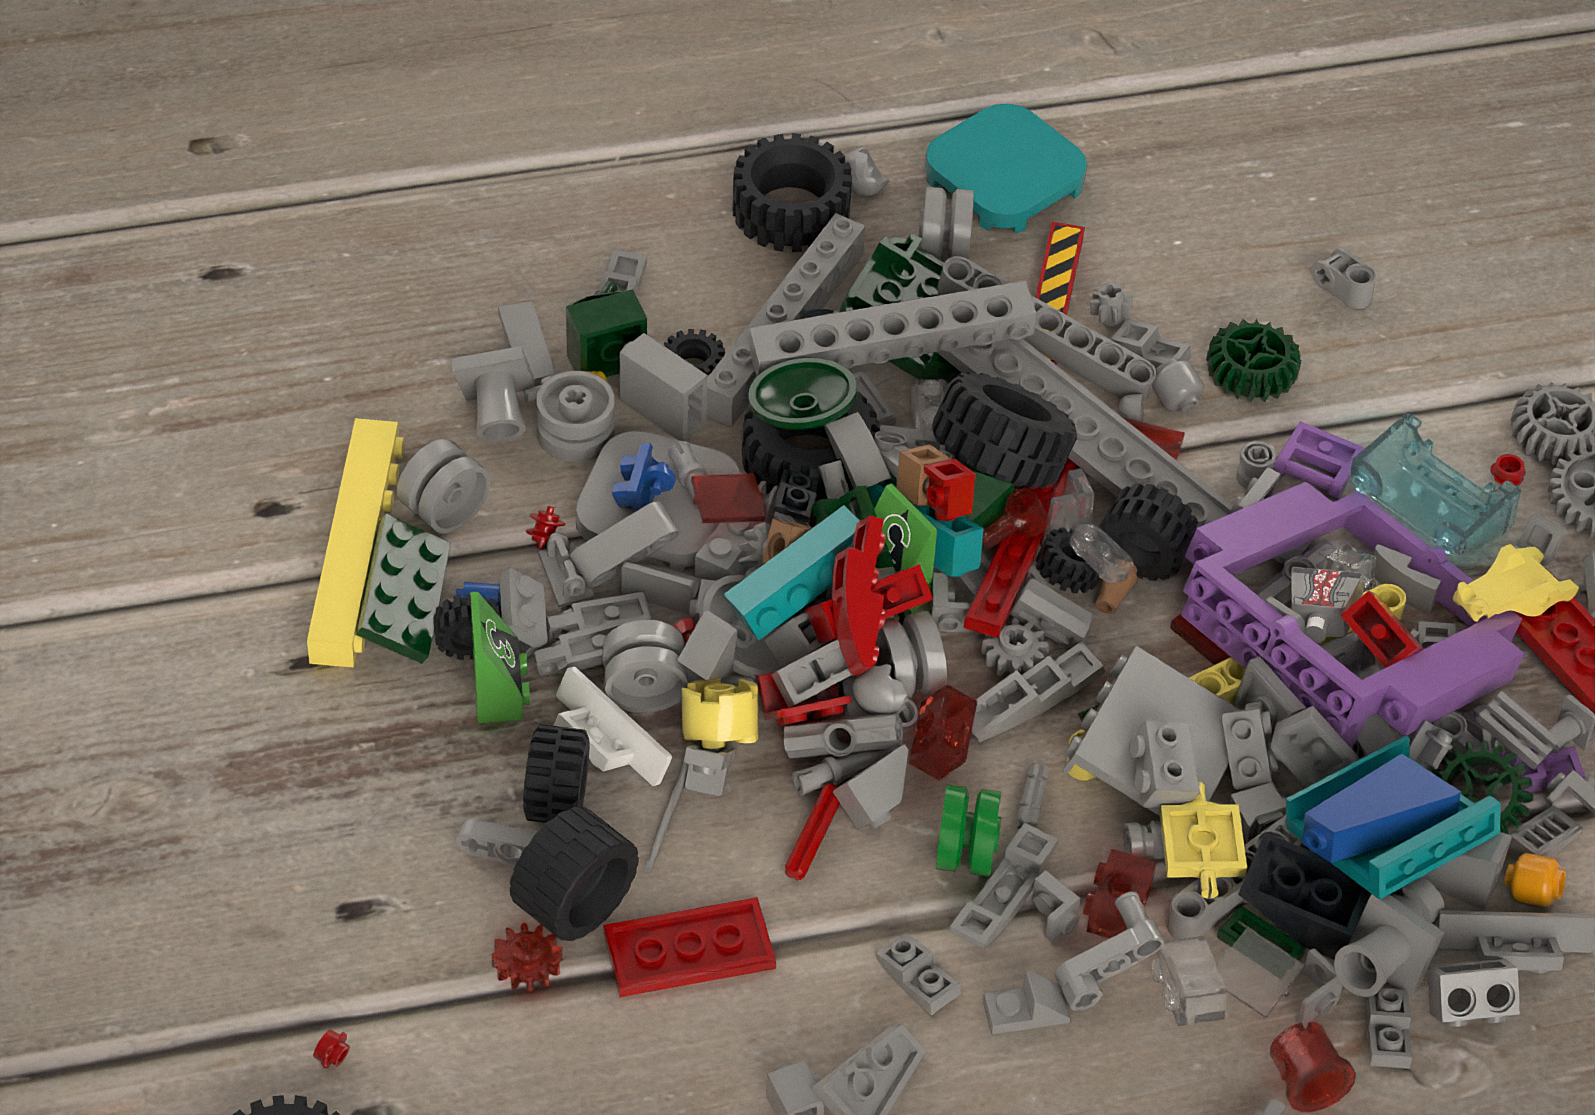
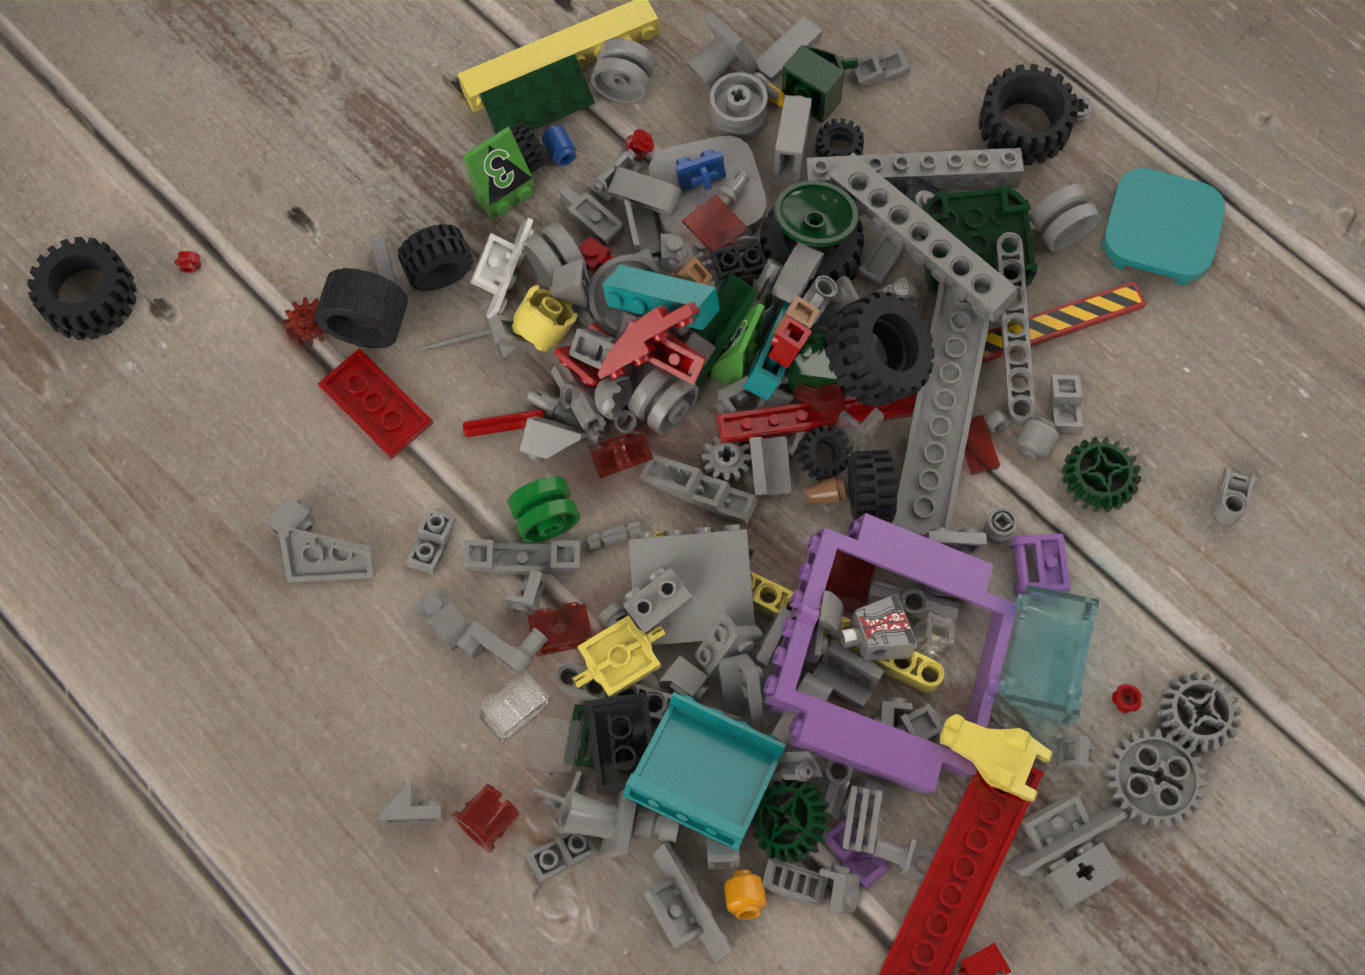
camera: 65 degrees right, 20 degrees up
(524, 609) = (557, 168): light grey bracket -> none
(575, 649) = (555, 211): light grey hinge -> none
(865, 175) = (1083, 145): light grey hair -> none
(1101, 553) = (828, 468): clear plate -> none
(1111, 304) = (1082, 357): light grey gear -> none
(1379, 810) = (695, 758): blue slope -> none
(1380, 630) = (868, 684): red brick -> none
(1394, 569) = (967, 668): light grey slope -> none
(1474, 981) = (614, 896): light grey brick -> none

